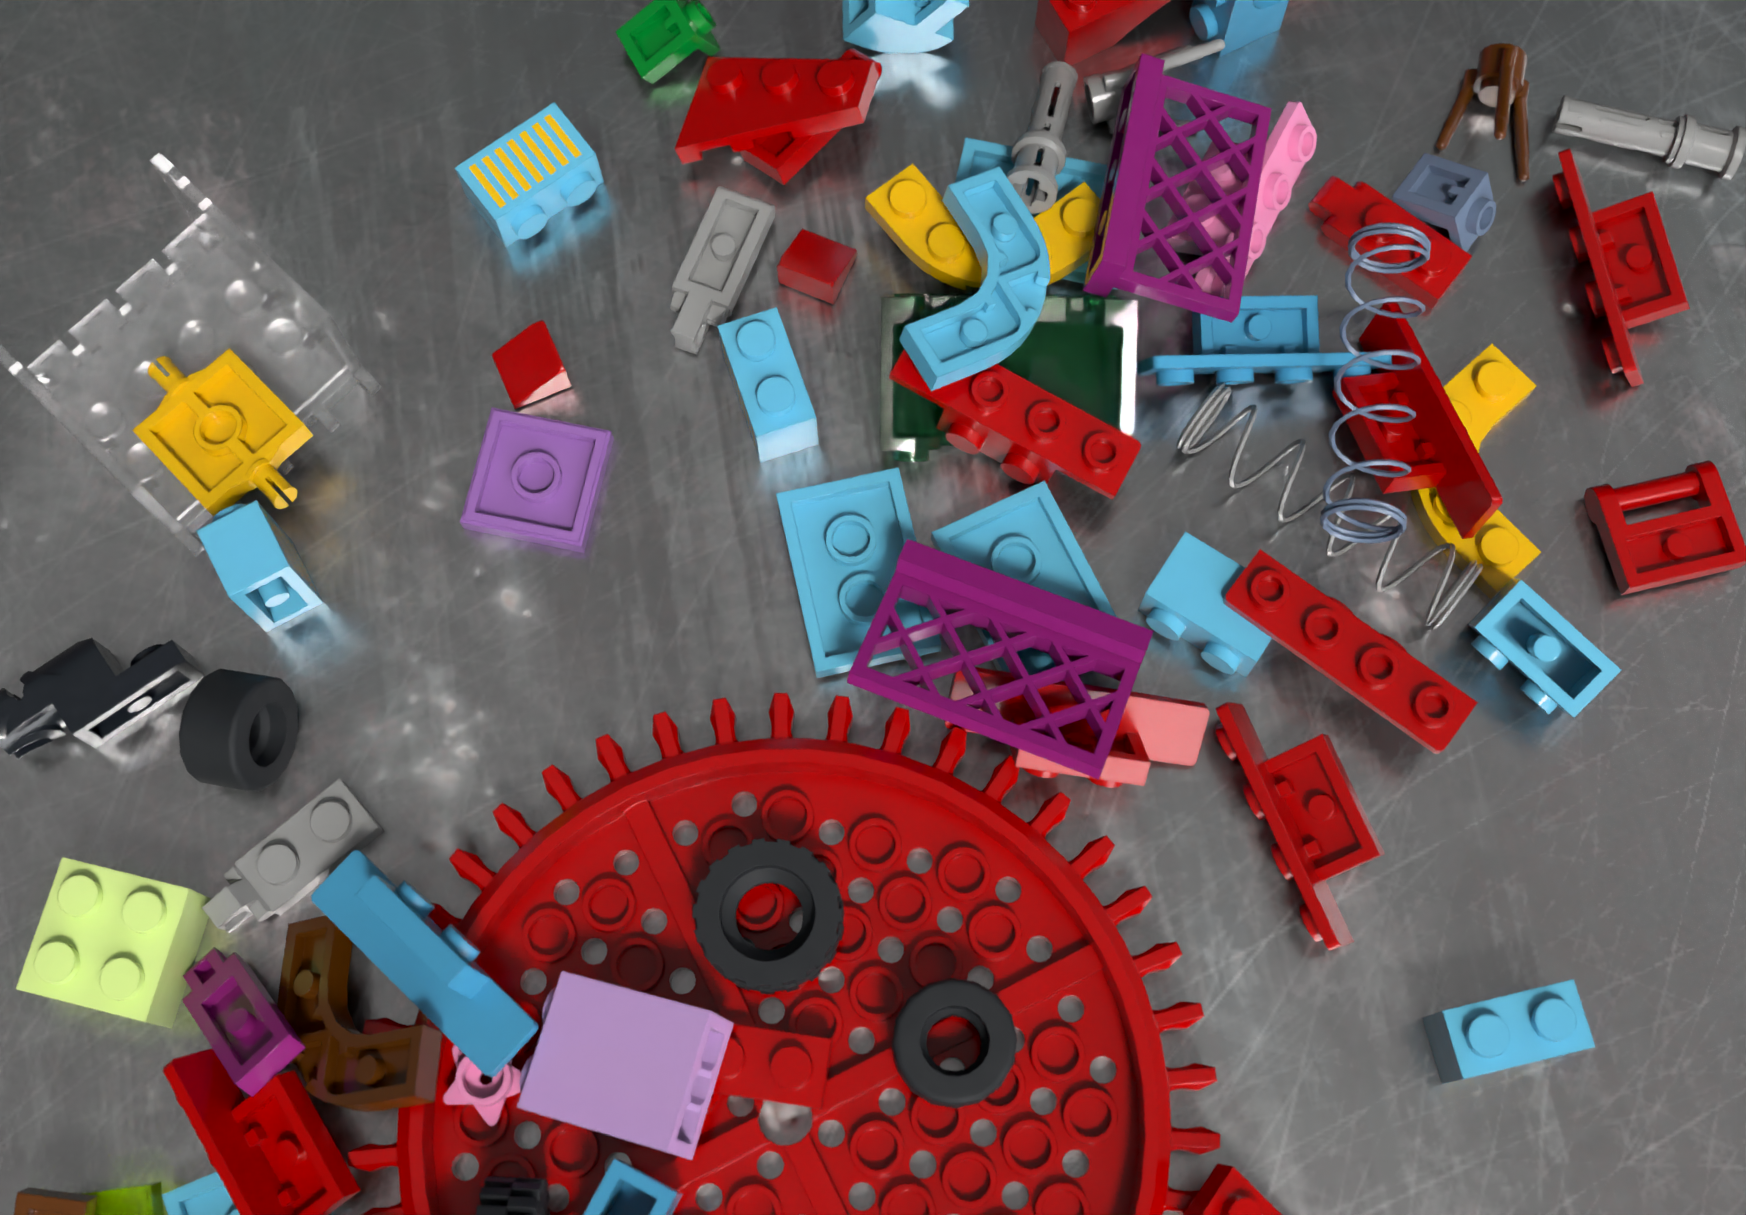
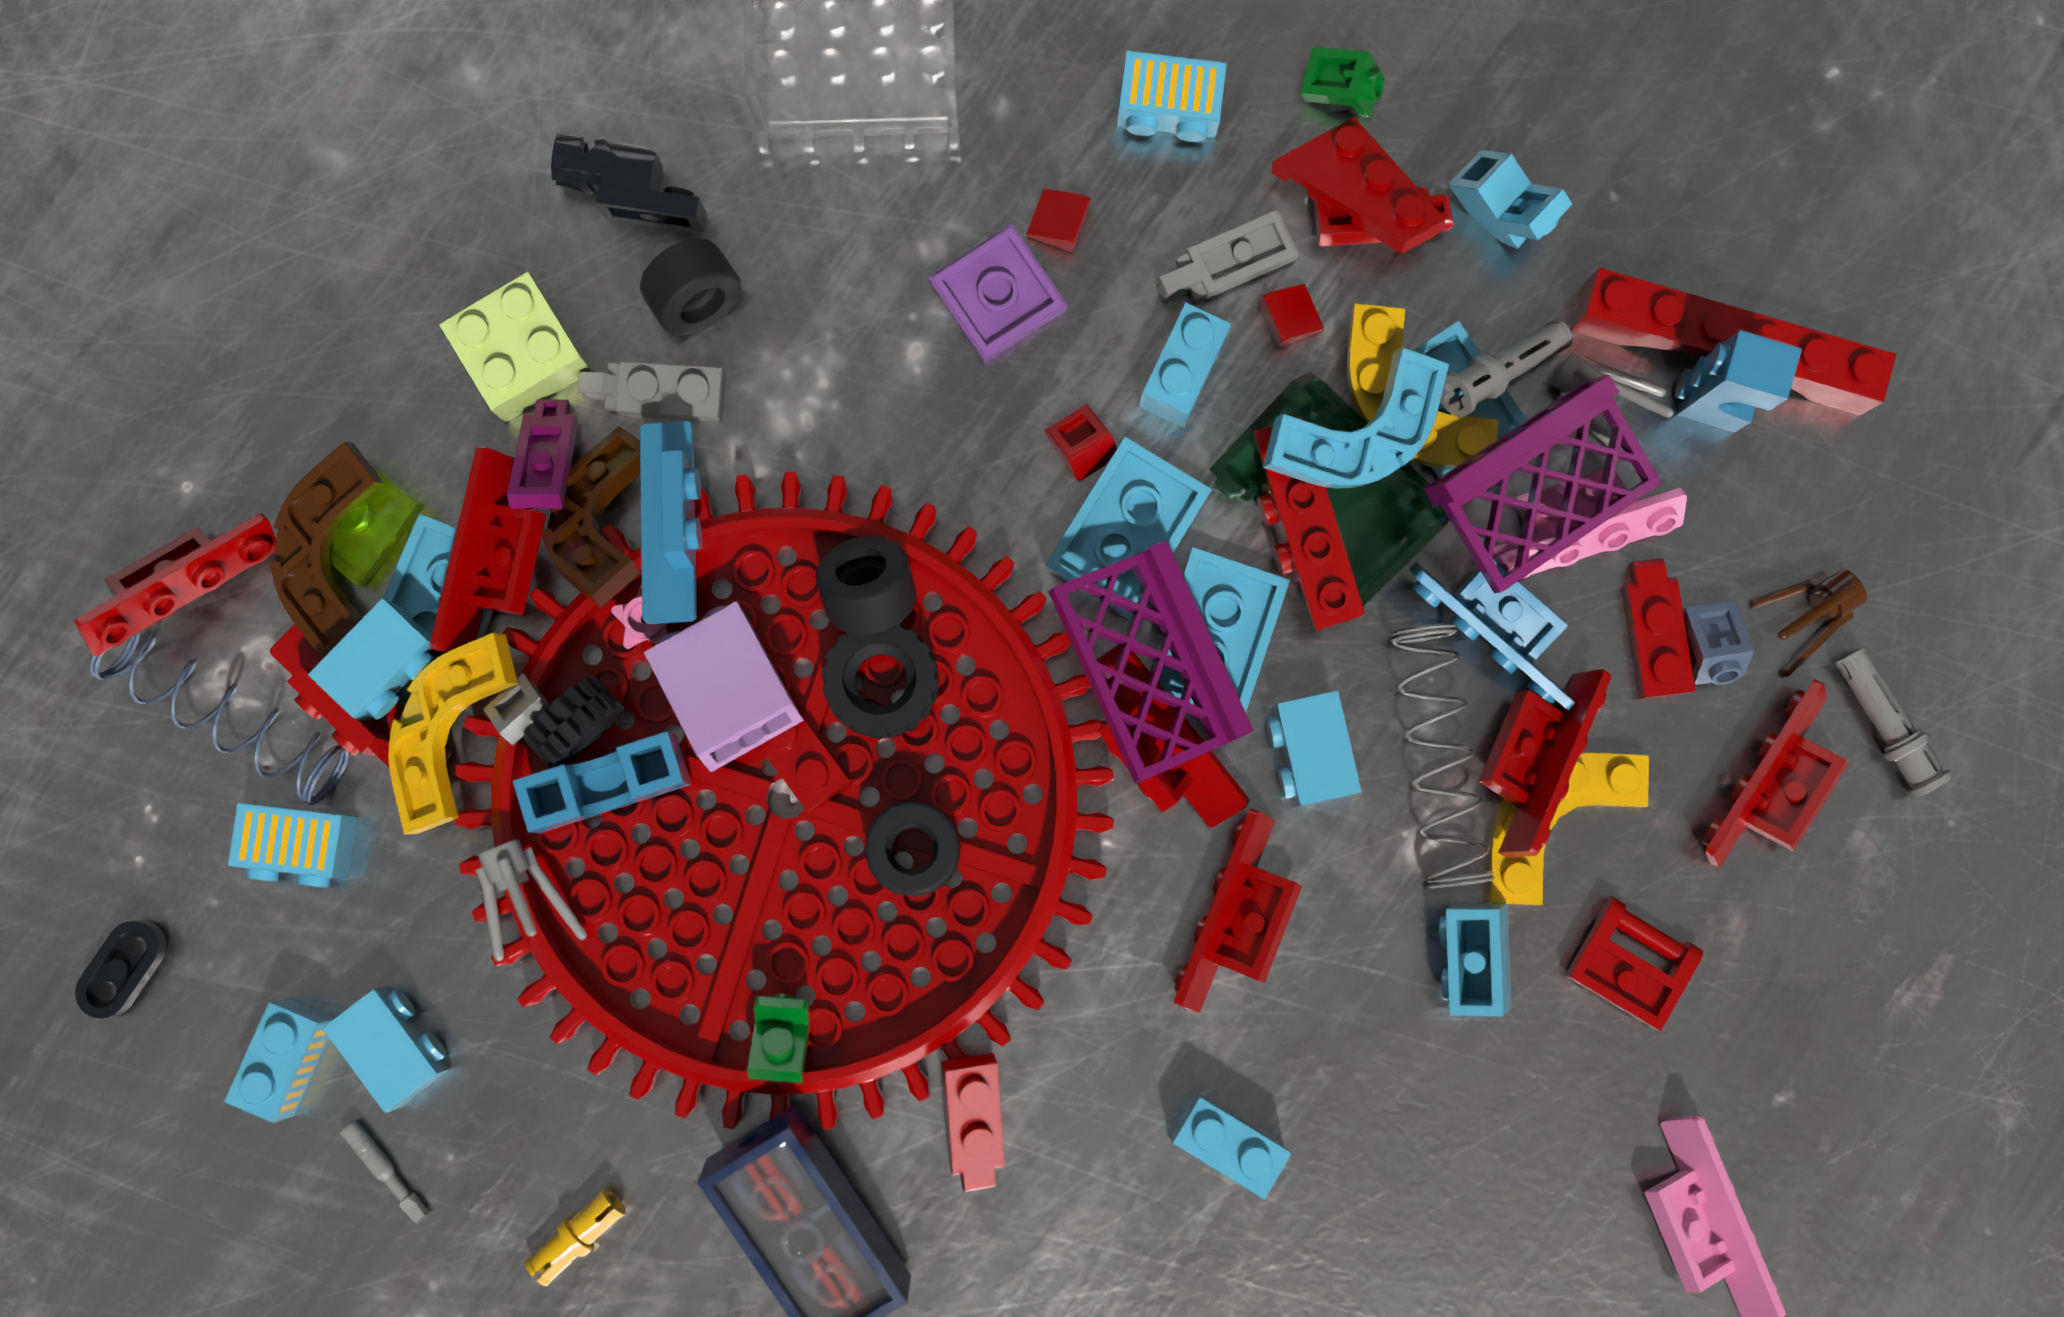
camera: 40 degrees right, 10 degrees up
(222, 432) = (838, 94): yellow plate -> none
(259, 565) = (786, 198): medium azure brick -> none
(672, 838) = (866, 585): none -> black tyre
(741, 537) = (1082, 442): none -> red slope
(1349, 652) = (1359, 851): red bracket -> none
(1381, 533) = (1453, 801): sand blue piece -> none

